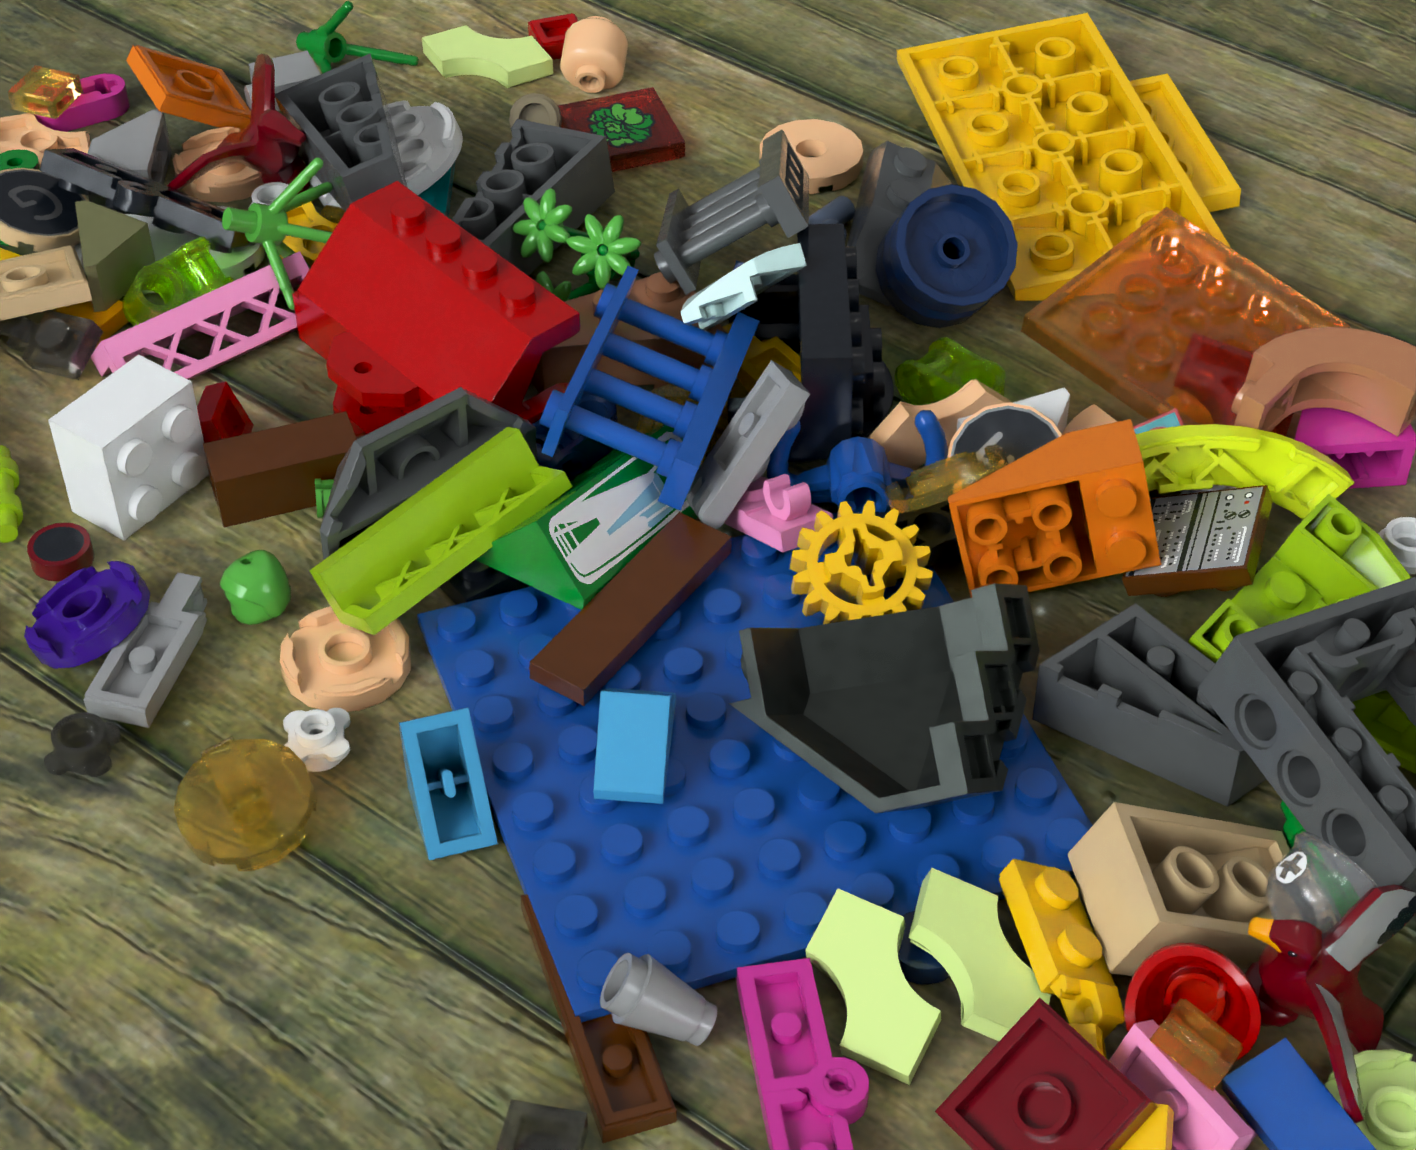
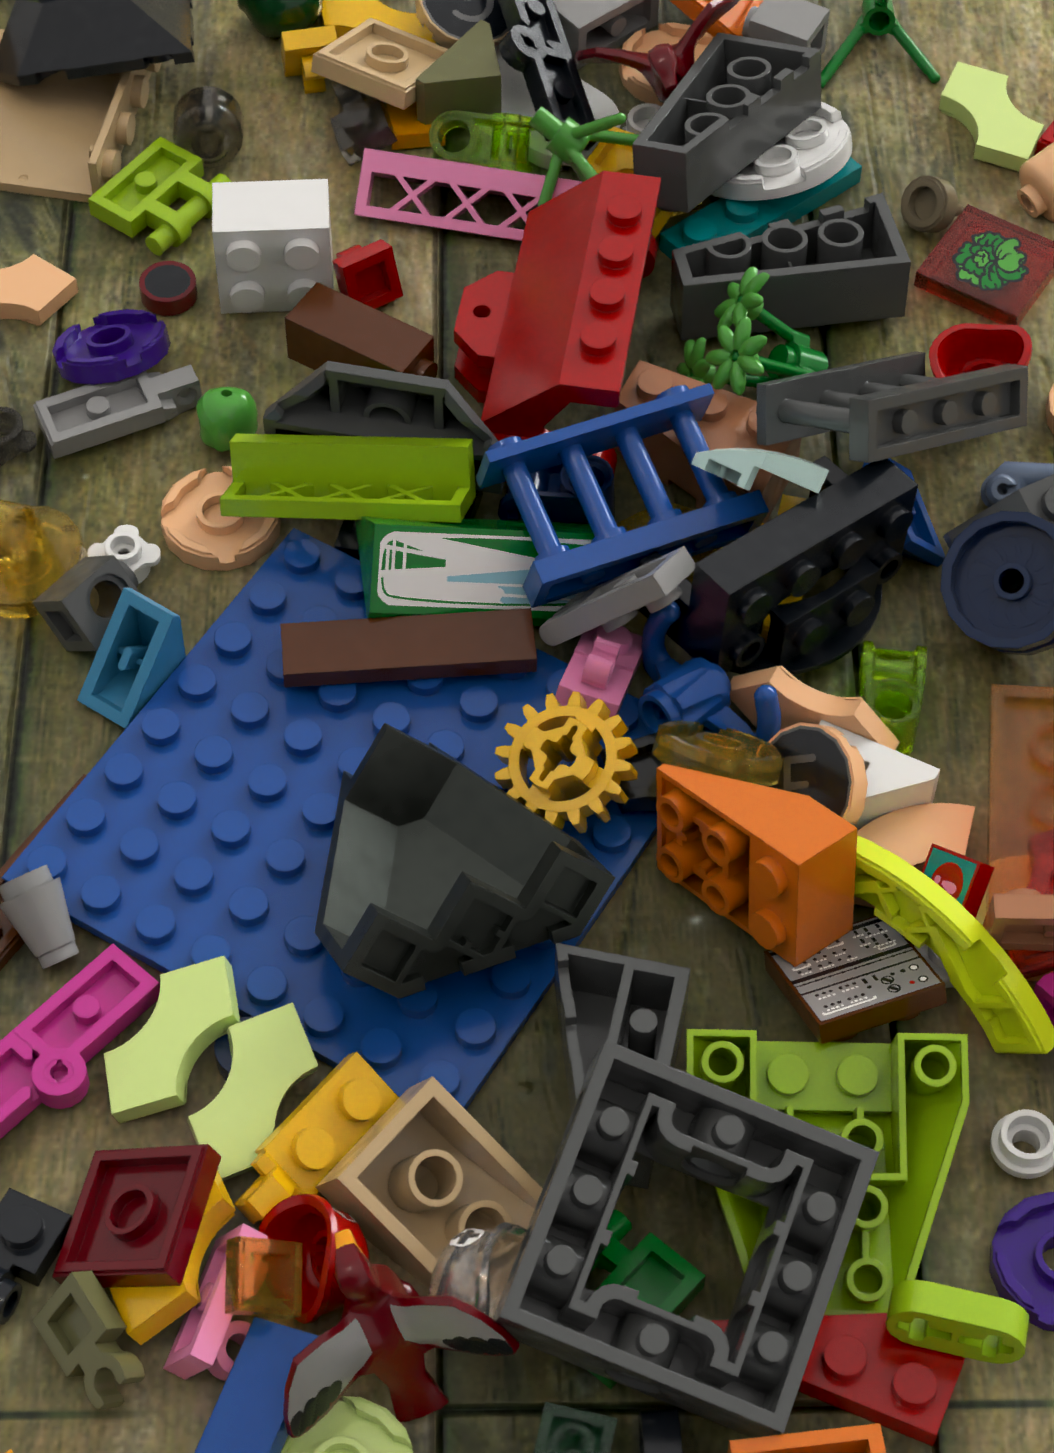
camera: 50 degrees right, 10 degrees up
(356, 778) = (68, 605): none -> dark grey brick
(633, 745) = (267, 735): dark azure slope -> none
(715, 162) = (978, 347): none -> red helmet

